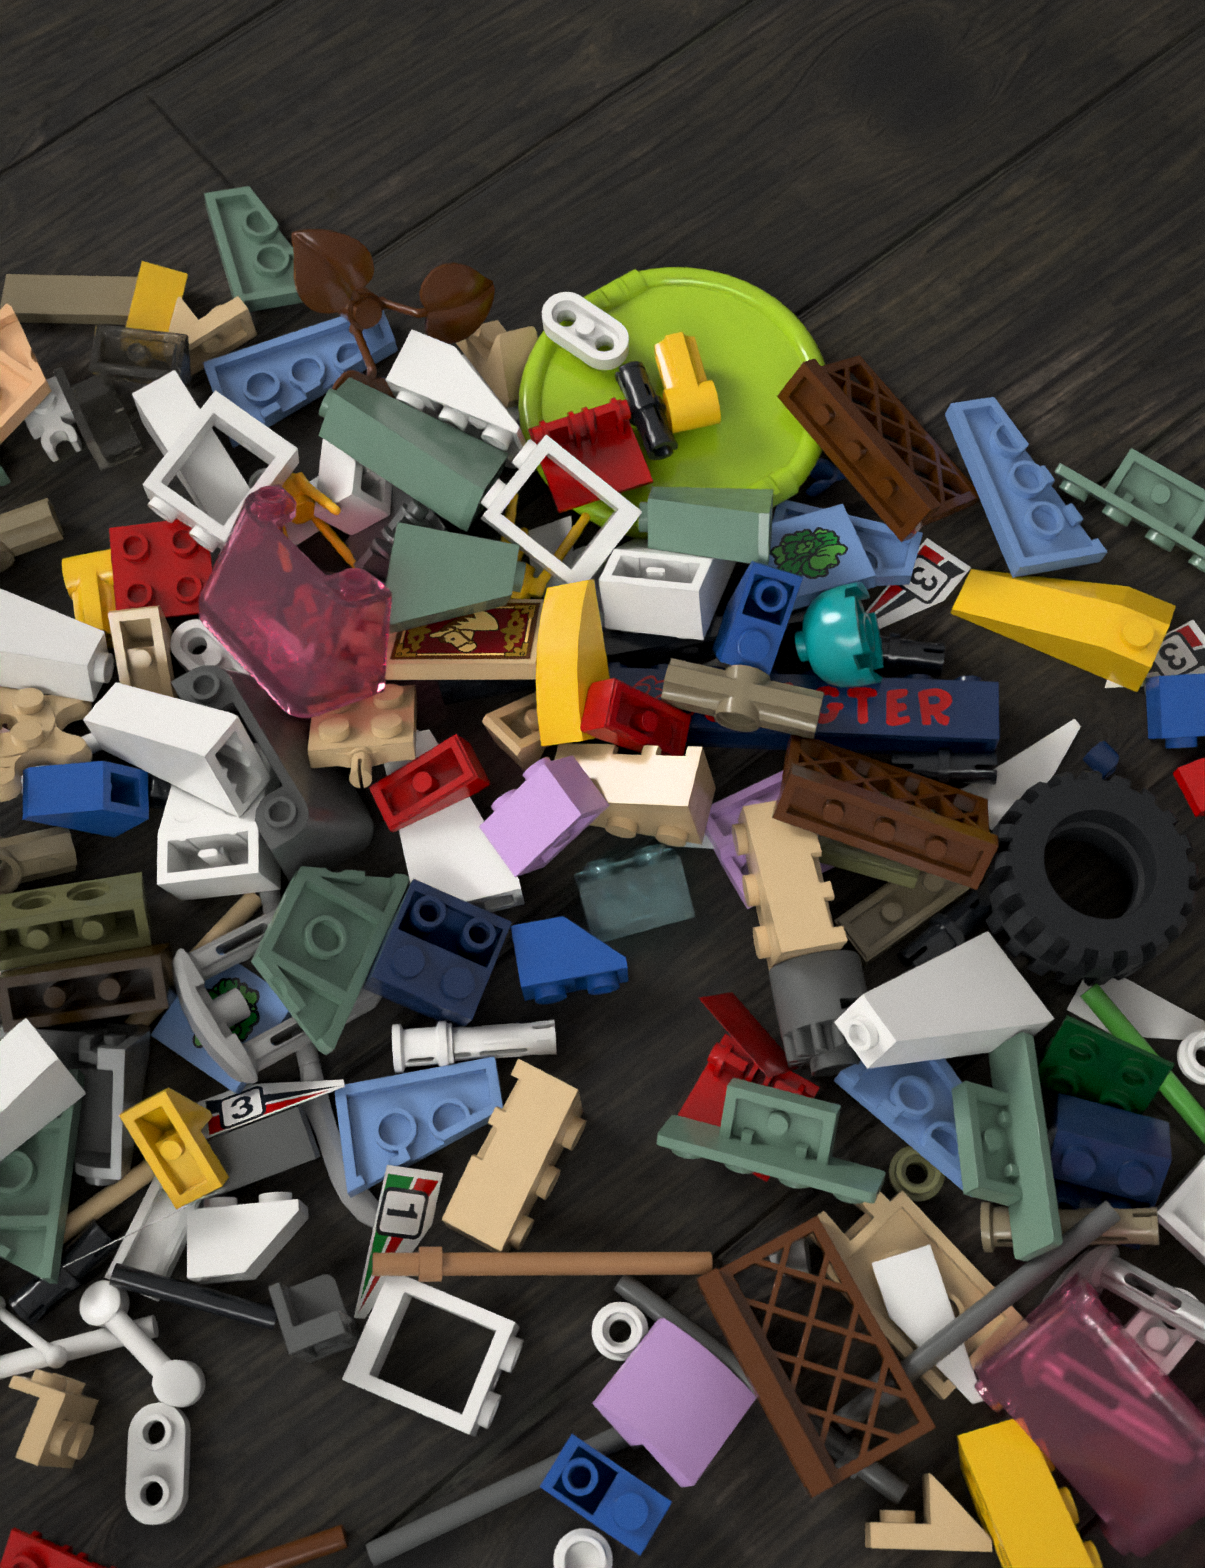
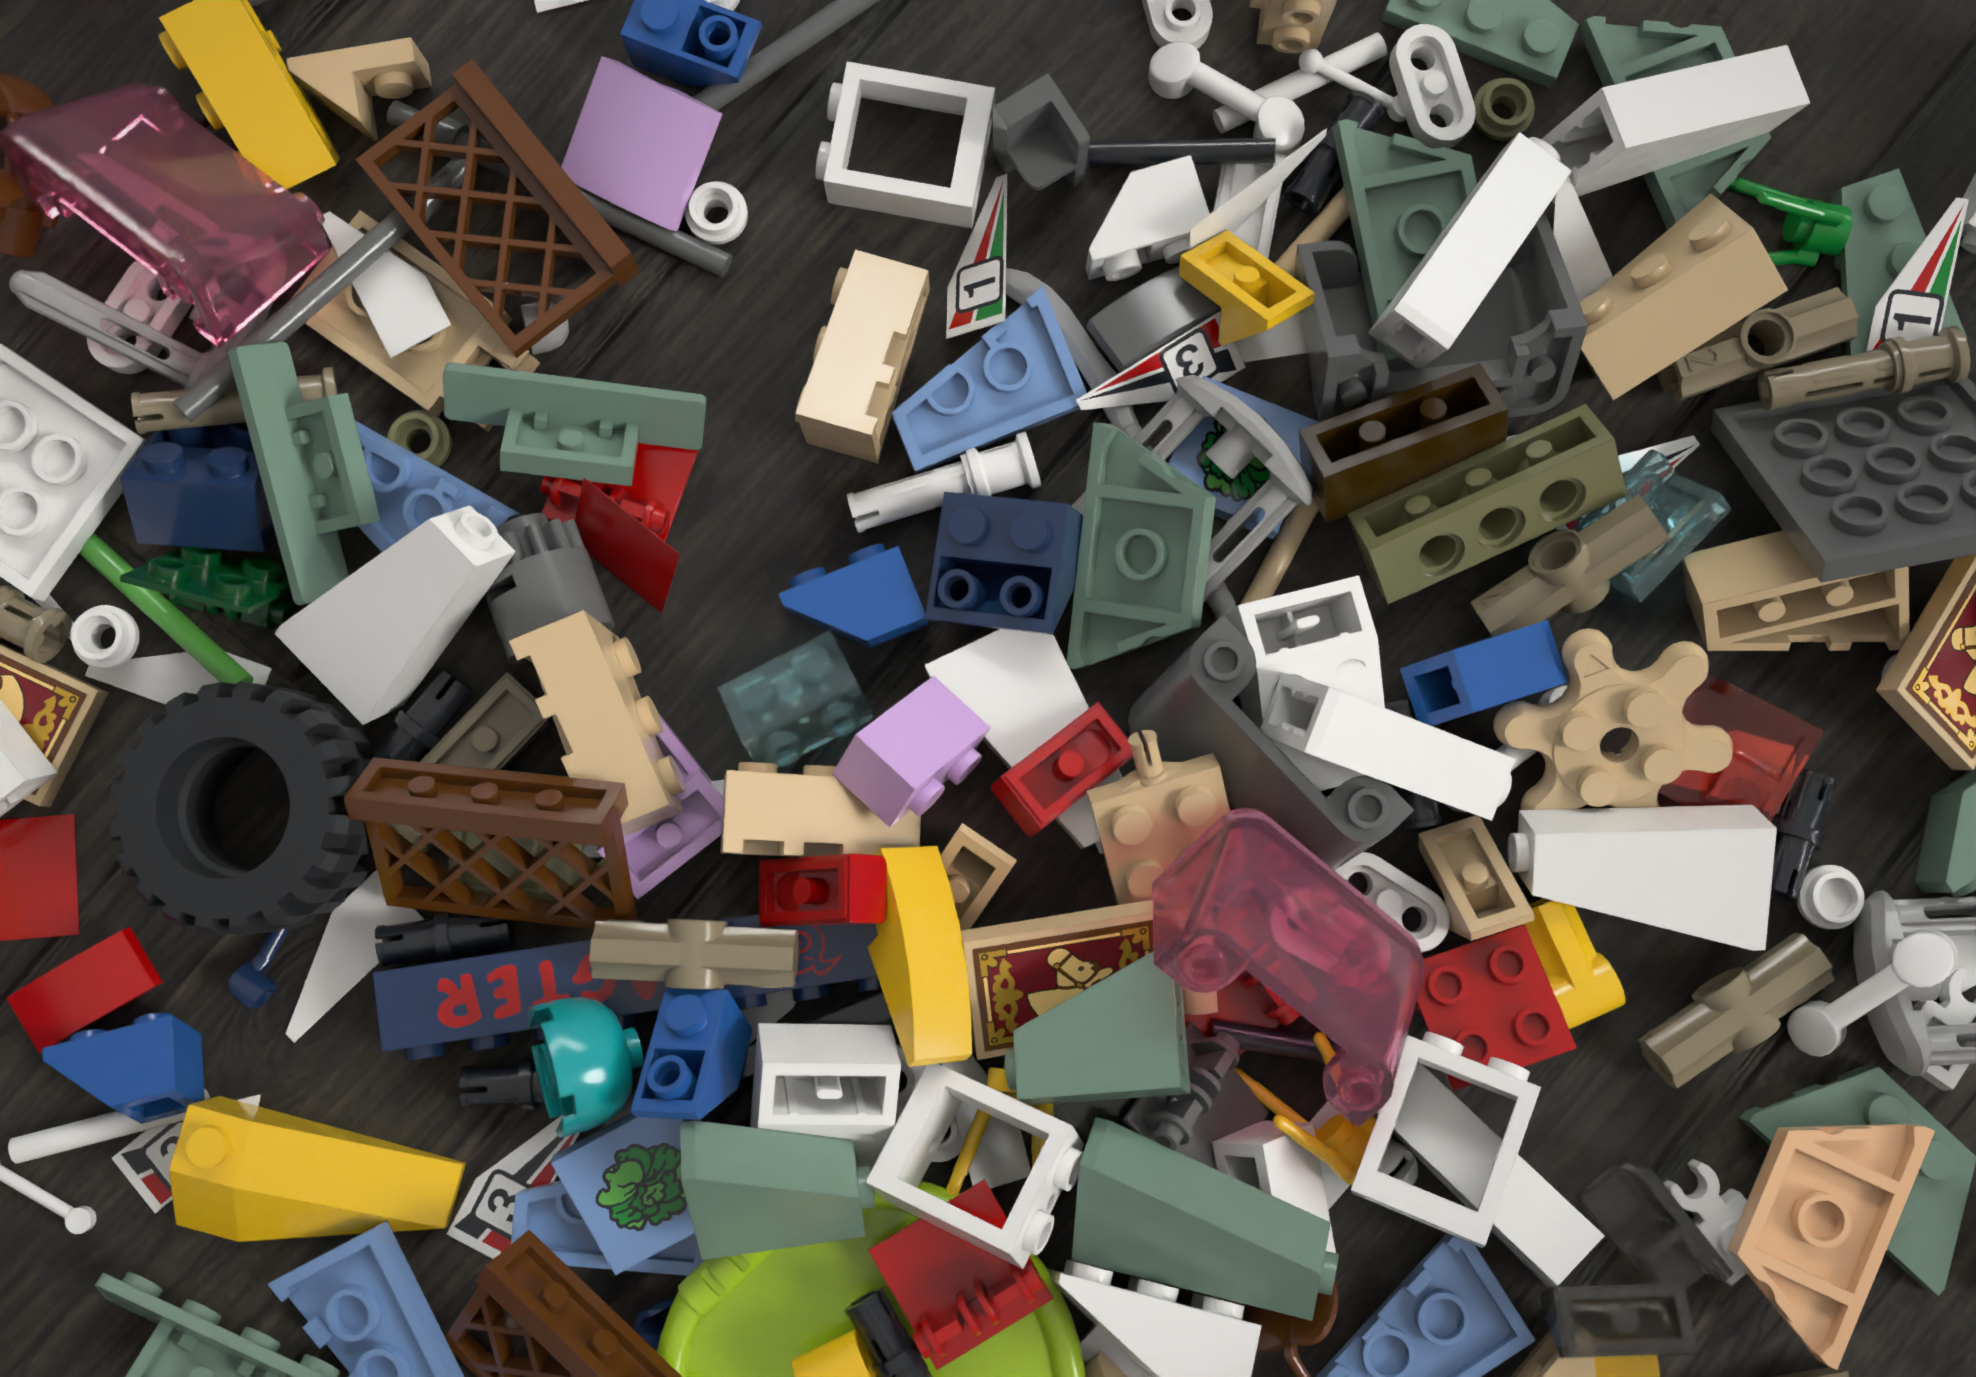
camera: 160 degrees right, 15 degrees up
(433, 1263) = (926, 219): medium nougat bar -> none

